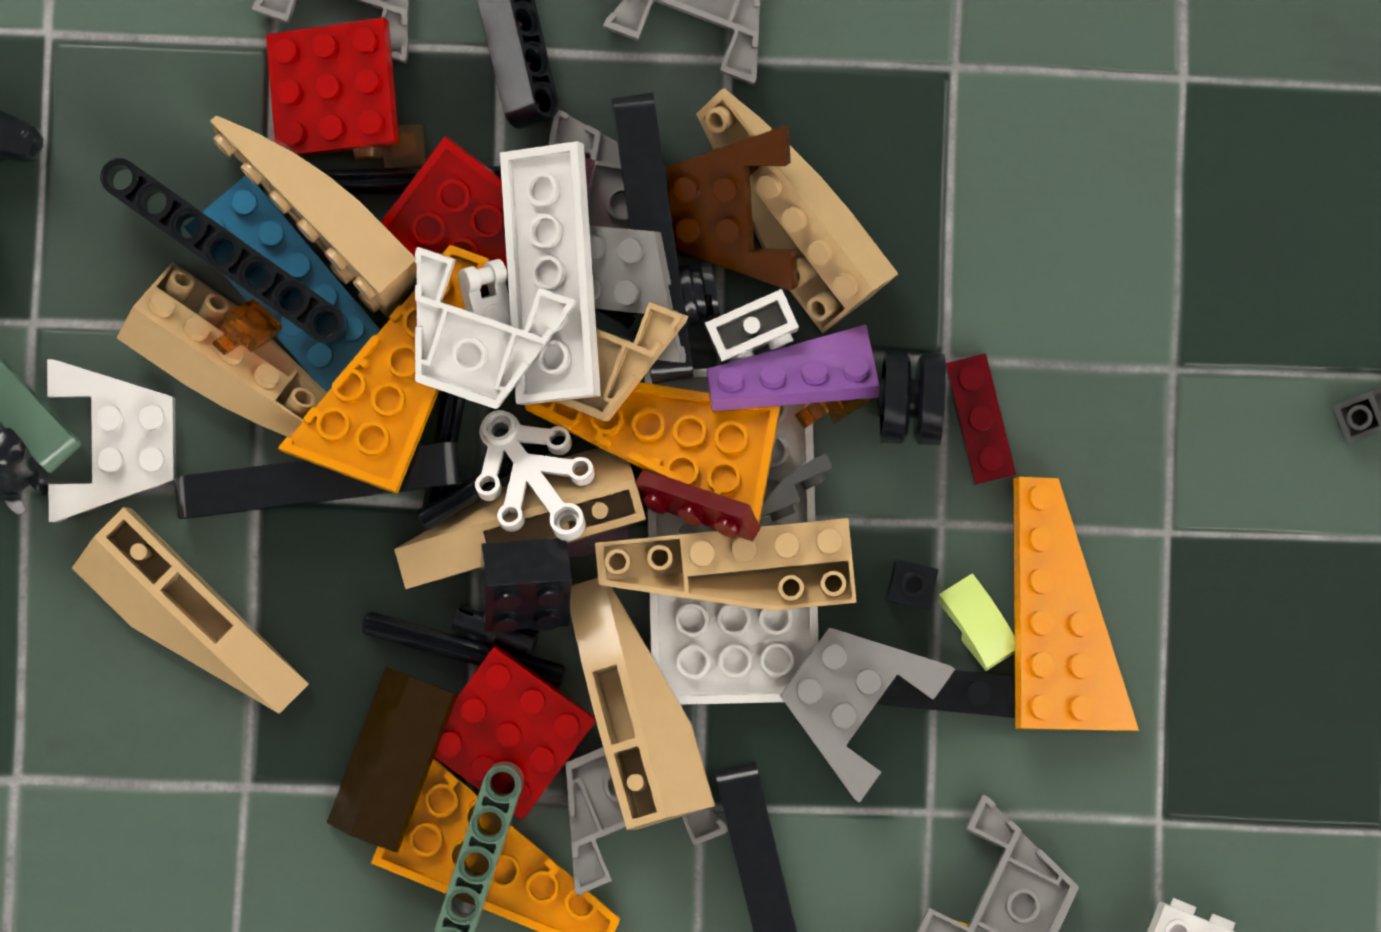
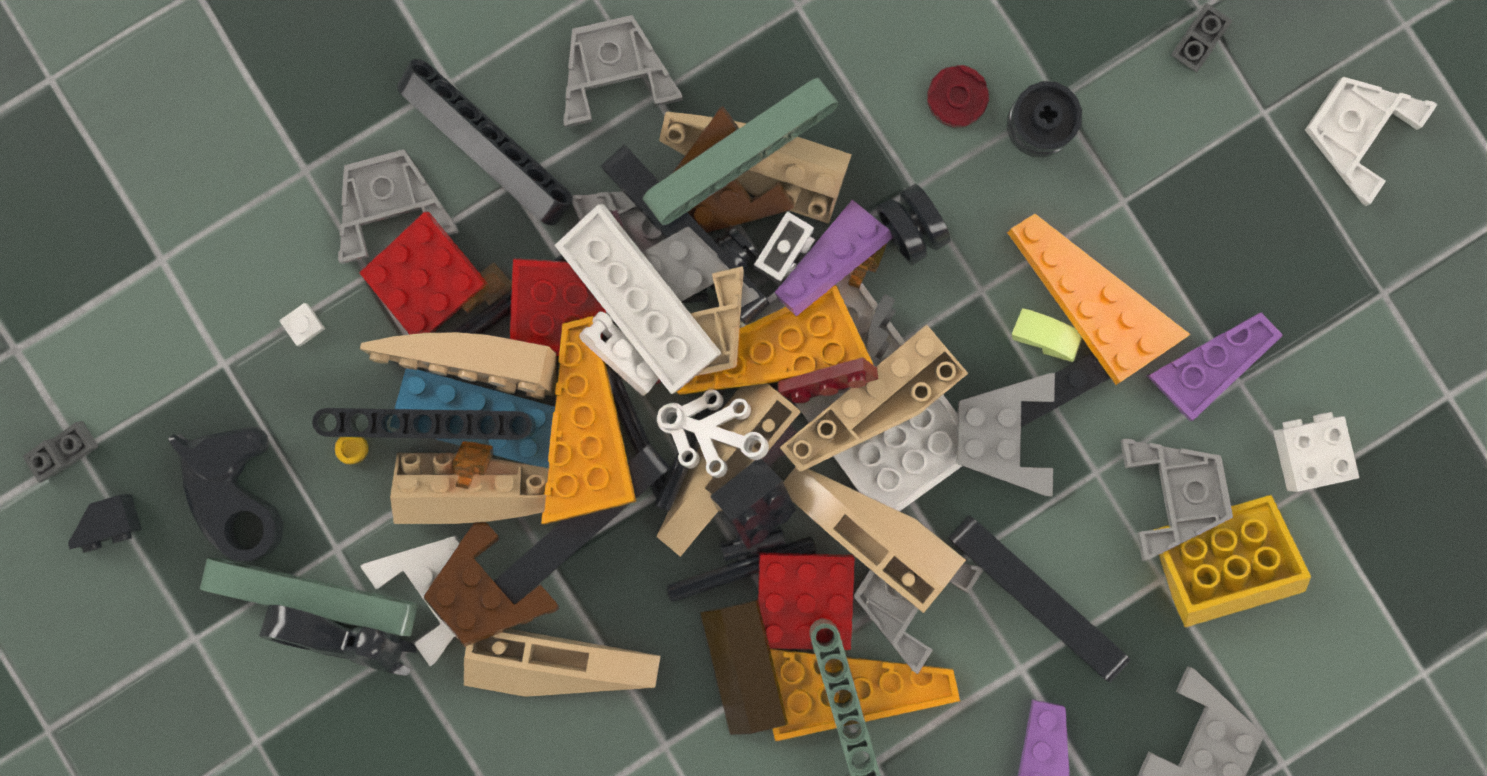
camera: 30 degrees left, 0 degrees up
(124, 224) = (351, 449): none -> yellow tile
(144, 478) = (472, 601): none -> reddish brown wing
(164, 49) = (302, 324): none -> white plate
(472, 352) = (619, 381): white wing -> none
(773, 188) = (740, 151): none -> sand green beam
(911, 584) = (991, 340): black brick -> none
(980, 419) = (963, 210): dark red plate -> none
(1063, 289) = (958, 96): none -> dark red tile
(1131, 783) = (1211, 368): none -> medium lavender wing
(1163, 375) = (1053, 103): none -> black wheel

